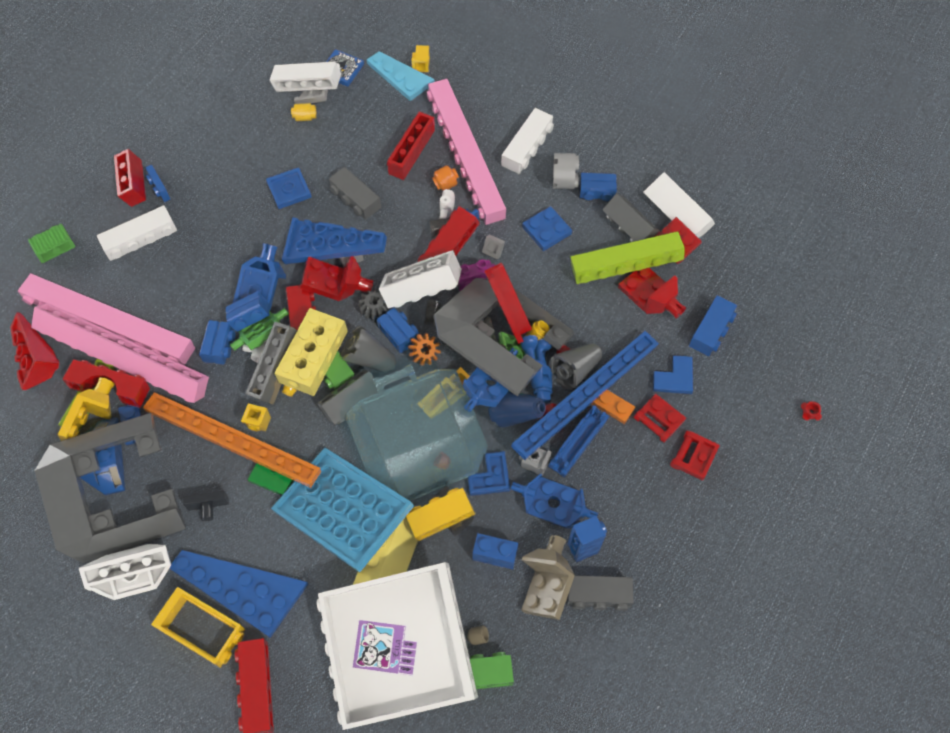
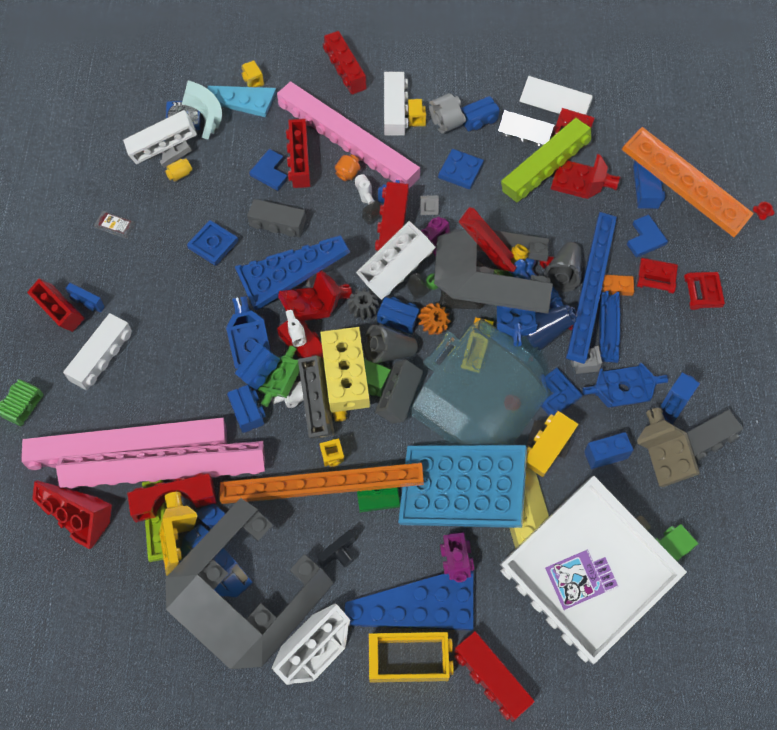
camera: 30 degrees left, 0 degrees up
(223, 134) = (114, 224): none -> tile
(292, 572) = (456, 553): none -> magenta brick
(294, 296) = (295, 330): none -> white piece
(363, 61) = (206, 102): none -> light aqua arch
(376, 148) = (266, 171): none -> blue tile
(508, 83) = (344, 62): none -> red brick
(540, 158) = (416, 112): none -> yellow brick
(748, 345) = (687, 181): none -> orange plate

